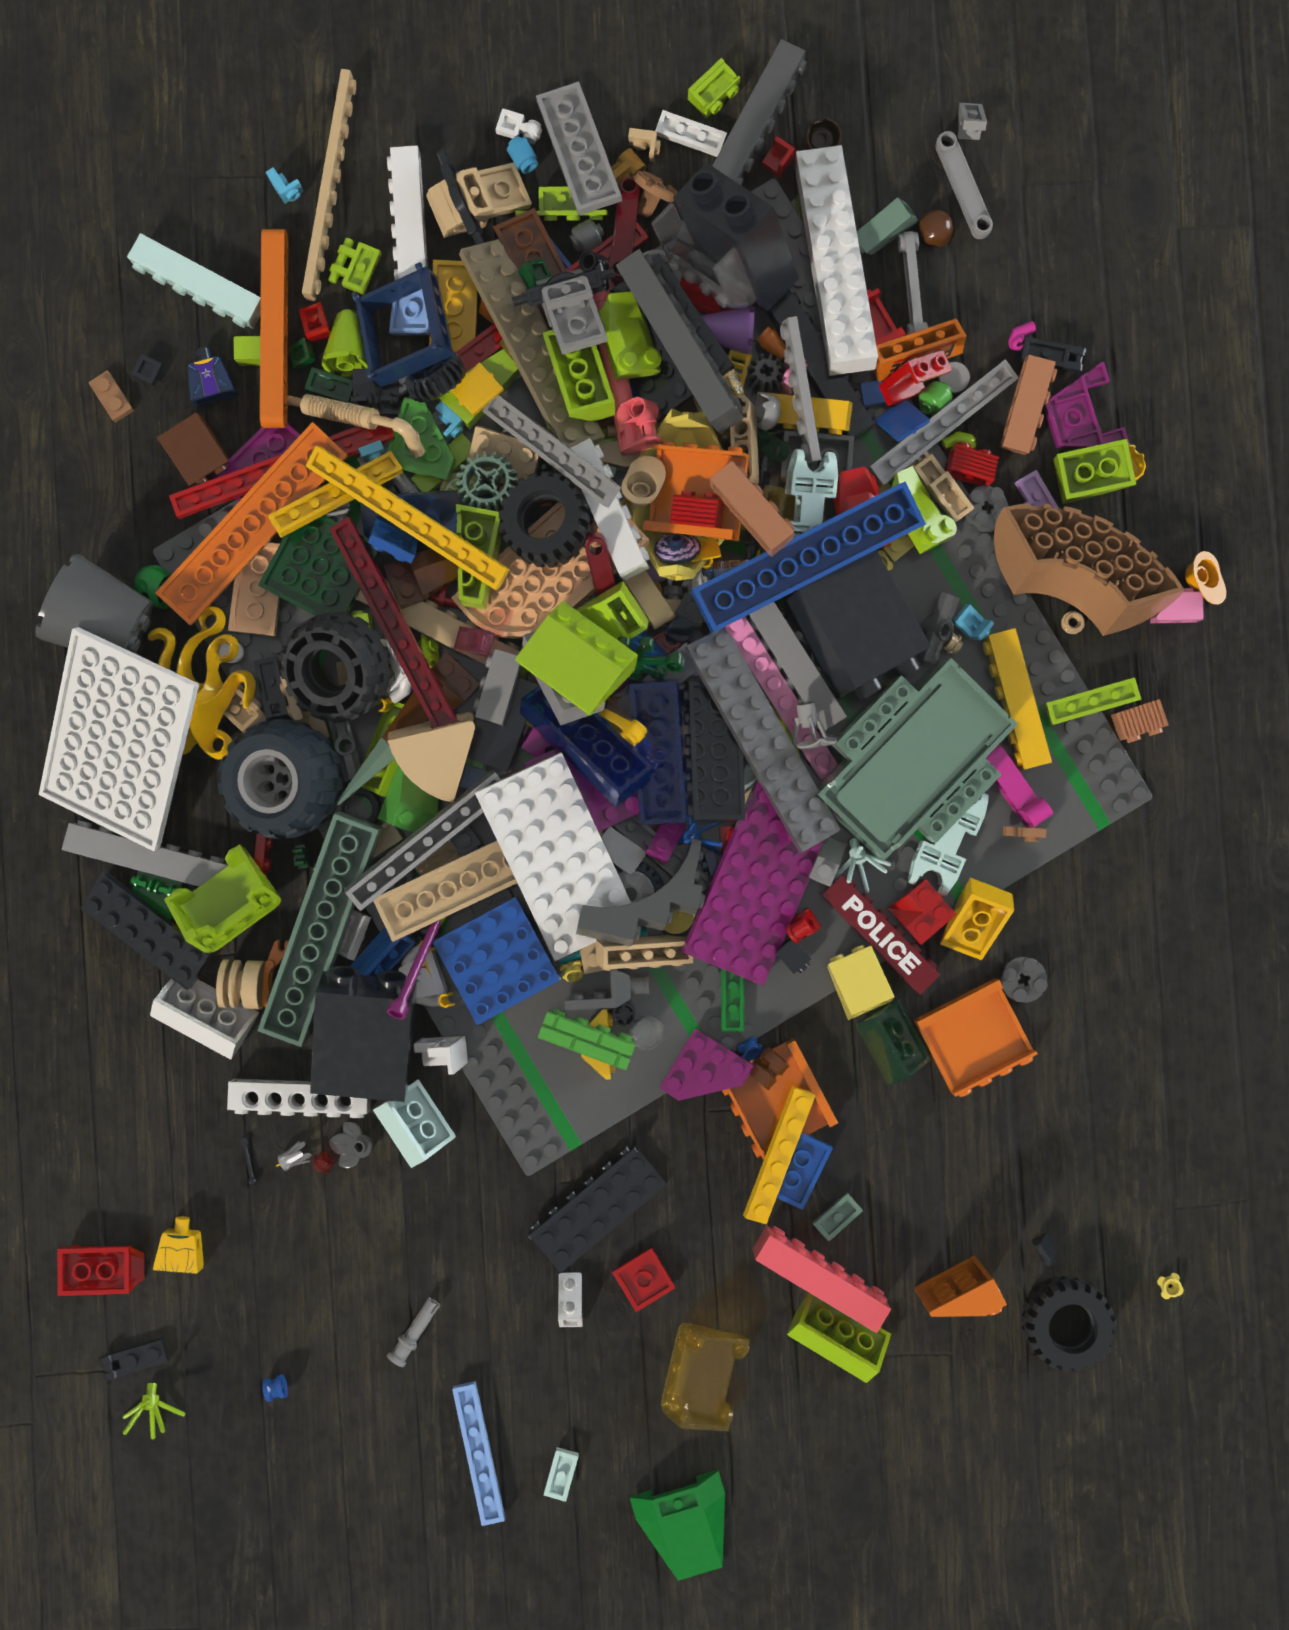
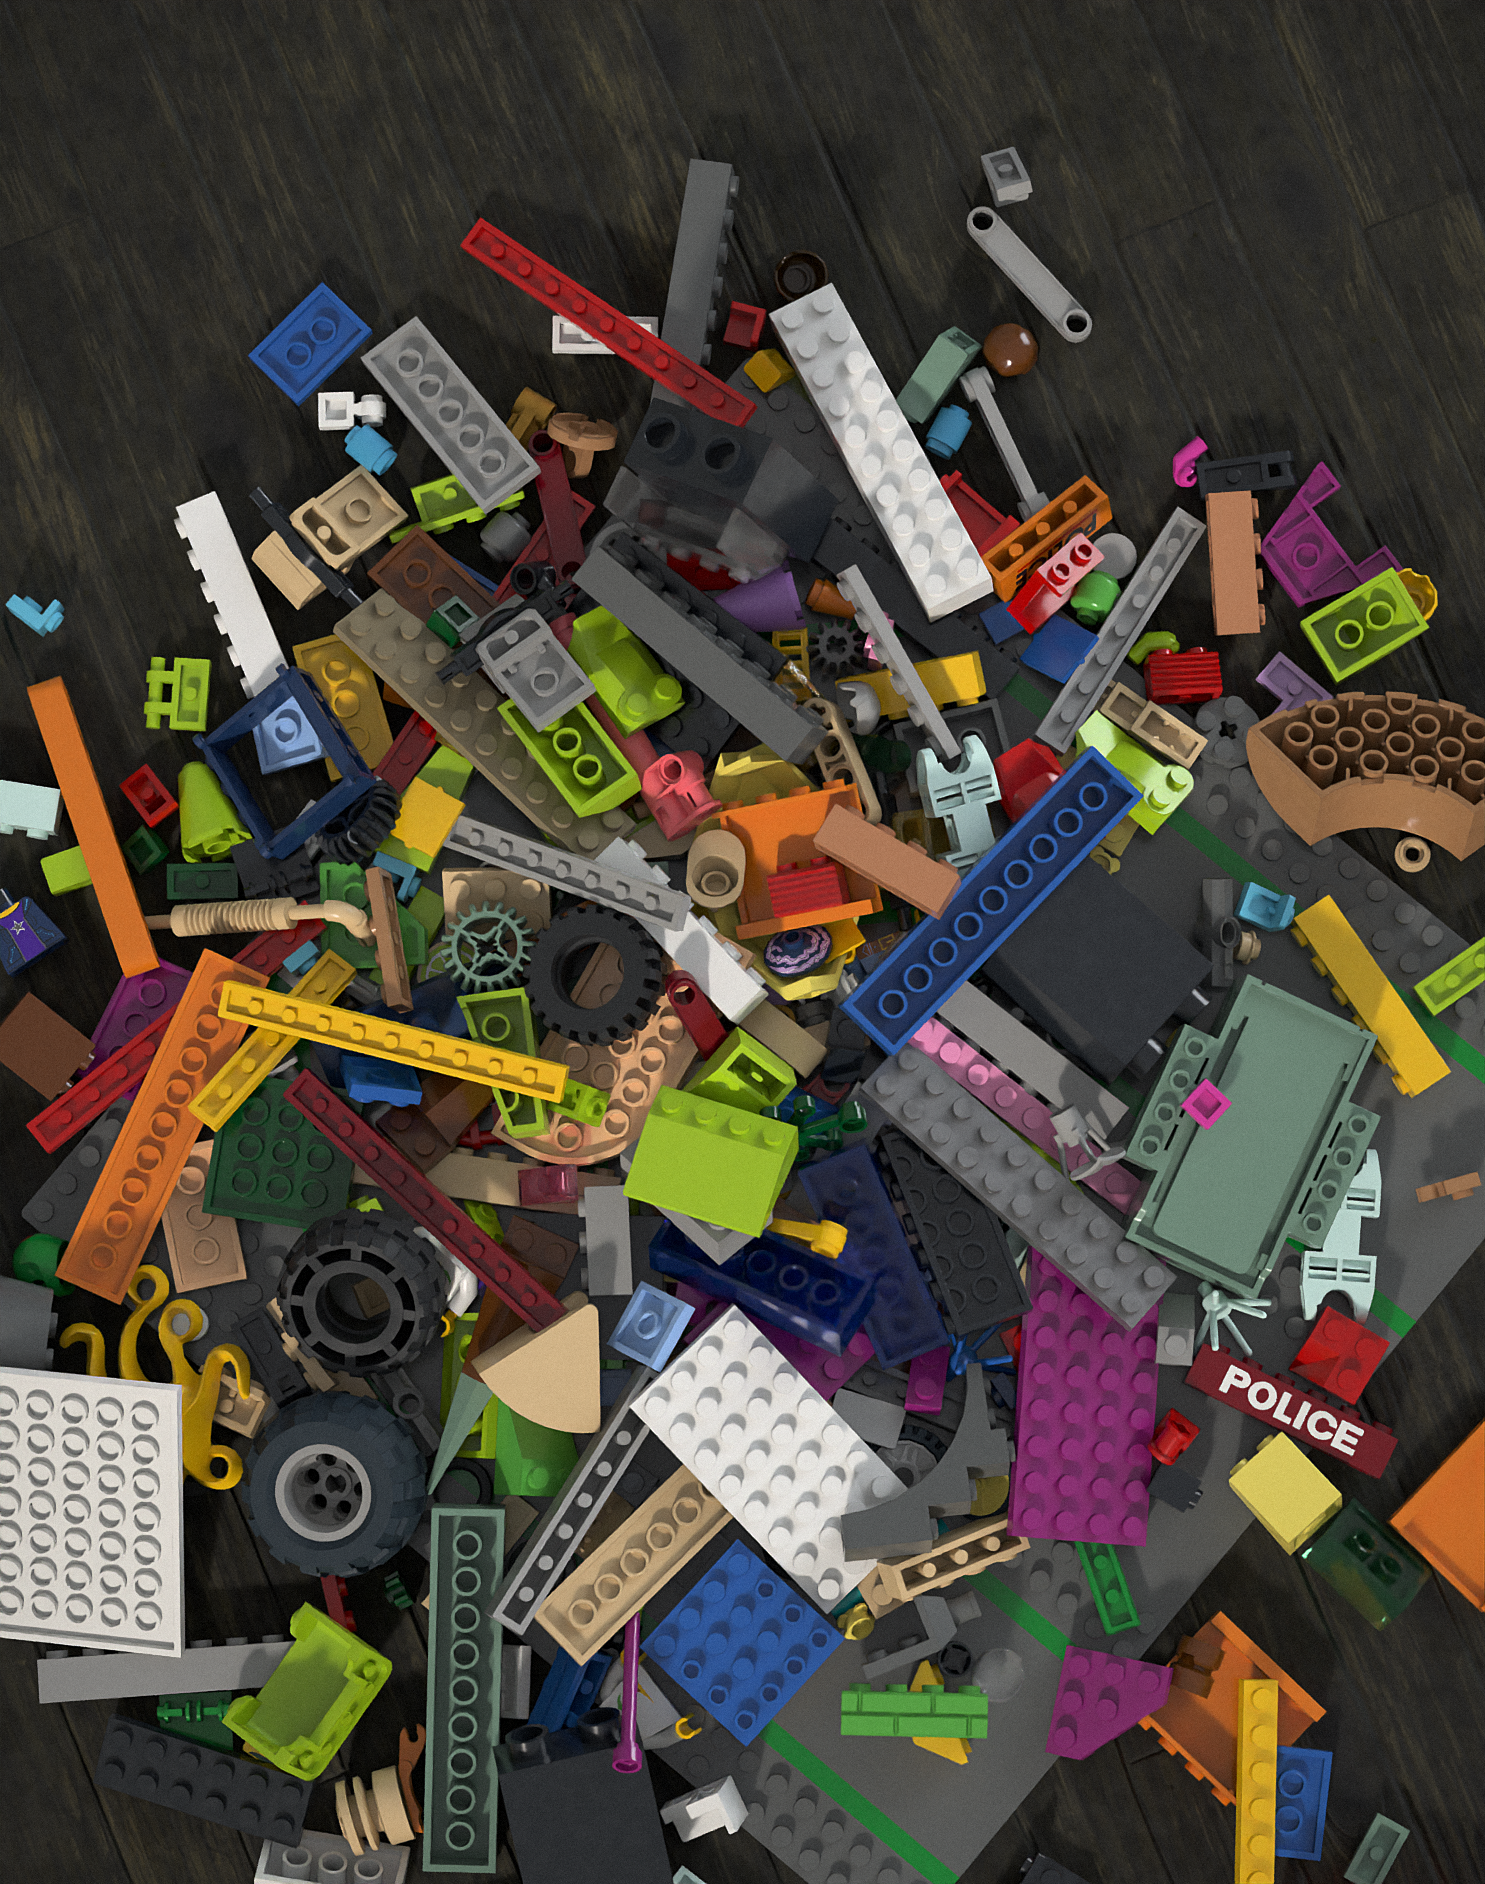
camera: 15 degrees left, 5 degrees down
(327, 194) = (105, 605): tan plate -> none
(428, 455) = (390, 951): none -> medium nougat plate
(506, 749) = (650, 1326): none -> light blue plate
(508, 77) = (310, 344): none -> blue plate
(511, 596) = (582, 1103): none -> lime bracket
(643, 139) = (537, 368): tan bracket -> none
(687, 114) = (607, 325): none -> red plate
(714, 89) = (617, 259): lime hinge -> none
(750, 1049) = (1159, 1647): blue plate -> none
(783, 189) = (768, 369): none -> yellow slope
(880, 265) = (948, 431): none -> dark azure brick
(897, 729) = (1205, 1104): none -> dark pink plate
(979, 918) = (1426, 1338): yellow slope -> none
(1017, 791) = (1412, 1128): dark pink beam -> none

